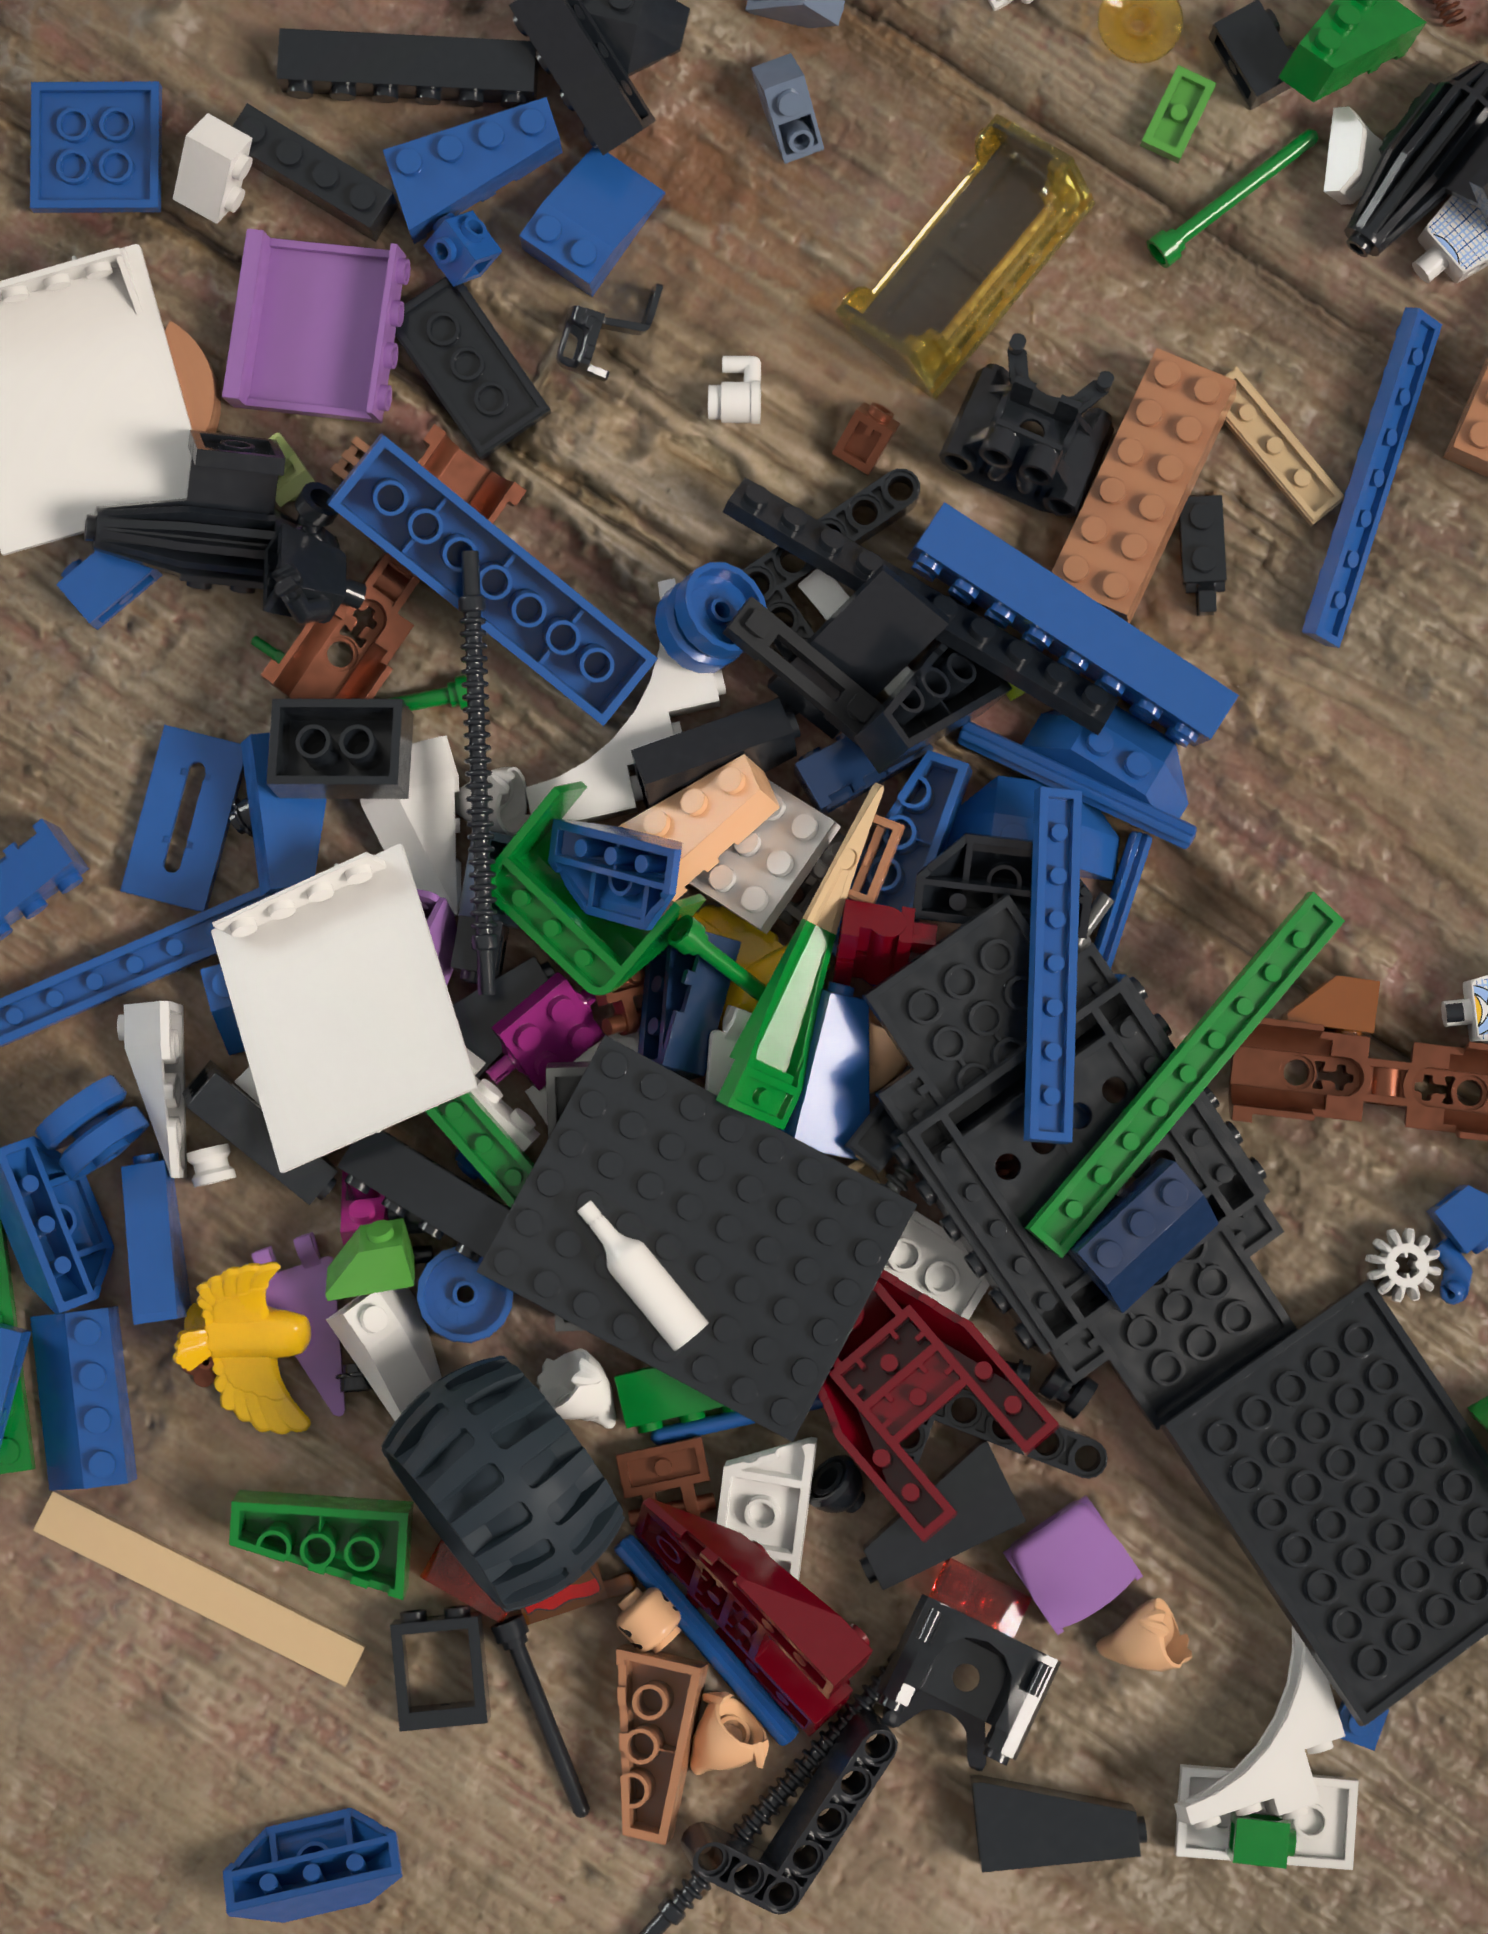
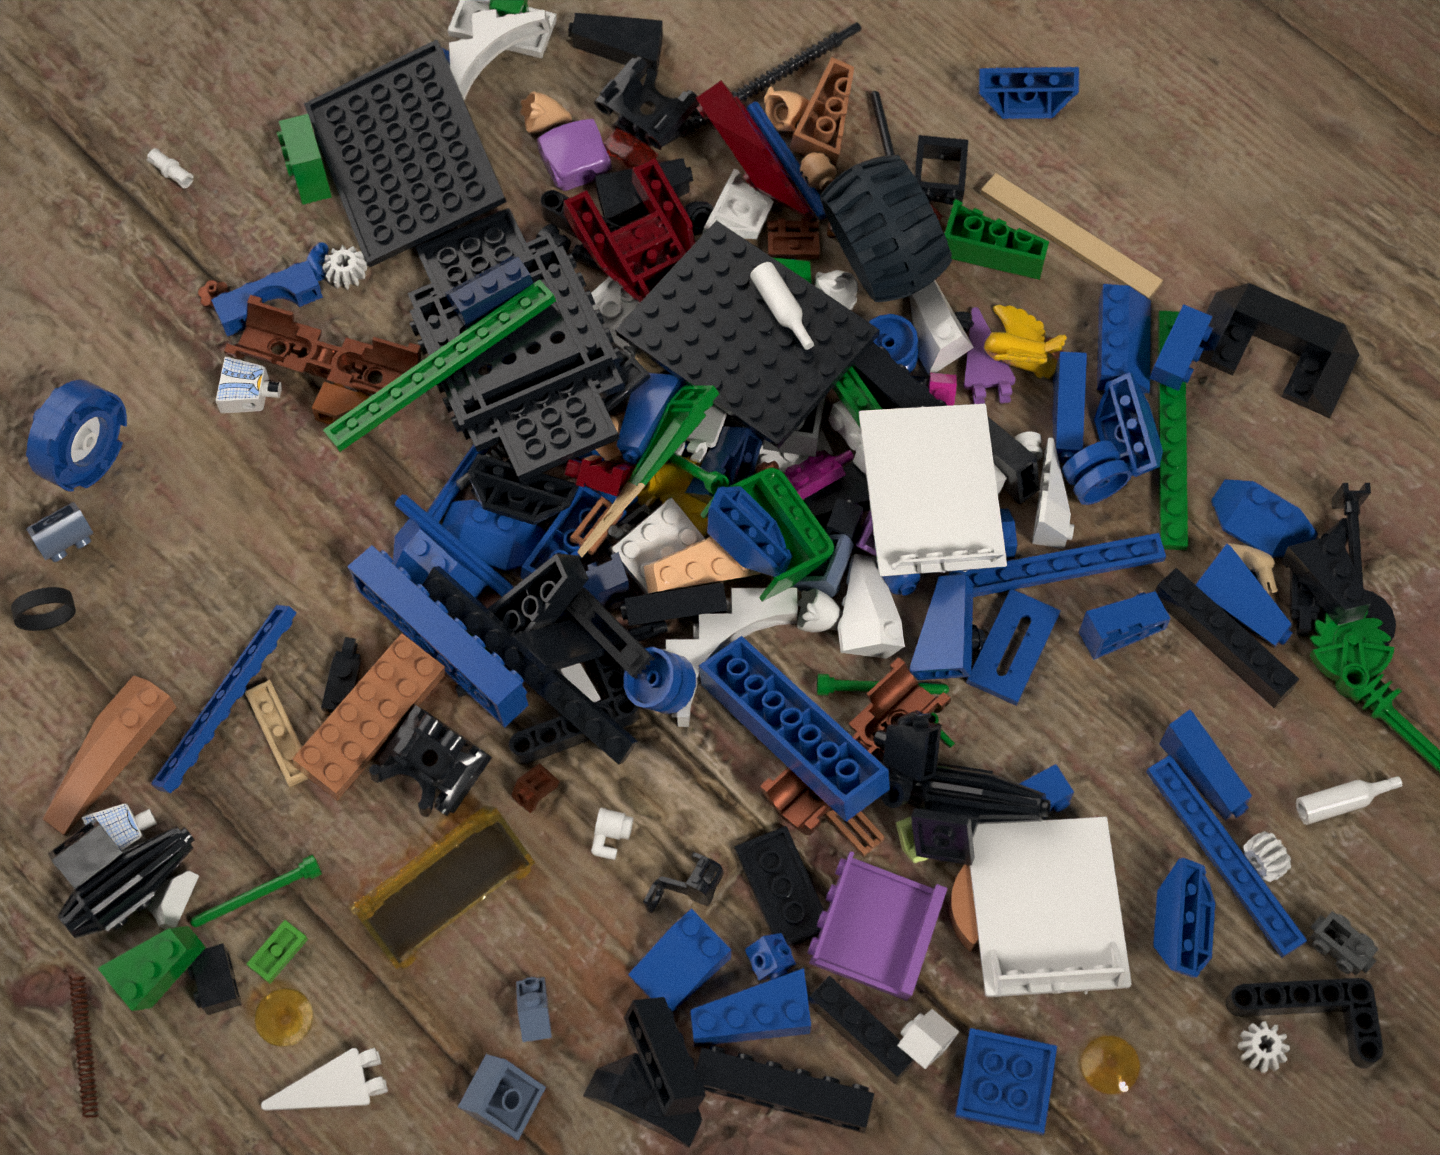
camera: 175 degrees left, 20 degrees down
(340, 748) = (907, 639): black brick -> none
(372, 1261) = (941, 364): bright green slope -> none
(472, 605) = (808, 699): black hose -> none
(801, 1826) = (760, 50): black beam -> none
(1053, 966) = (501, 431): blue plate -> none

